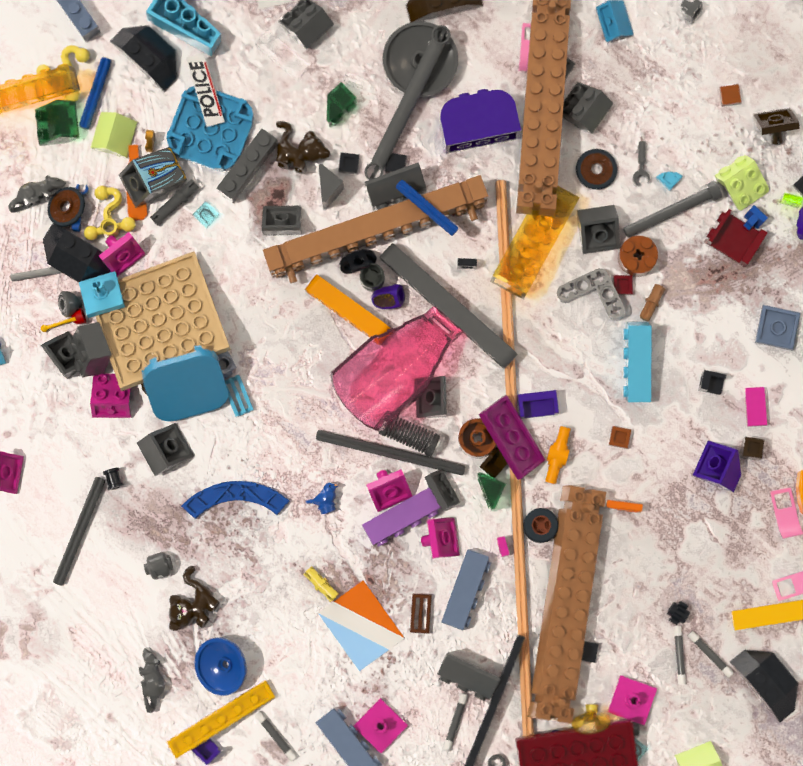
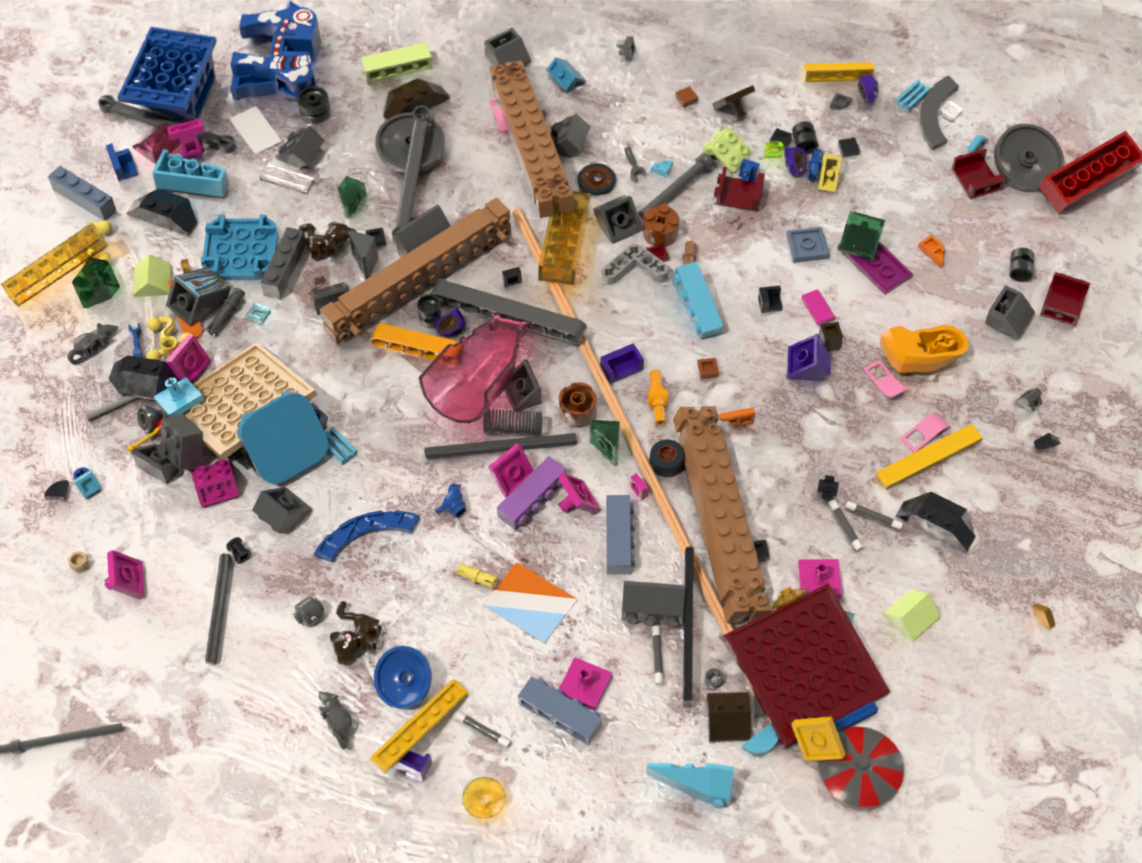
camera: 20 degrees left, 25 degrees down
(75, 211) = (130, 335): reddish brown wheel -> none
(95, 93) = (124, 255): blue axle -> none
(205, 89) = (225, 217): sticker -> none
(357, 261) = (408, 305): black bracket -> none
(420, 630) = (588, 585): reddish brown tile -> none
(427, 207) = (459, 232): blue axle -> none
(442, 490) = (562, 456): dark grey bracket -> none
(479, 120) = (480, 168): dark purple brick -> none
(494, 463) = (603, 413): dark brown panel -> none
(512, 437) = (609, 391): magenta tile -> none

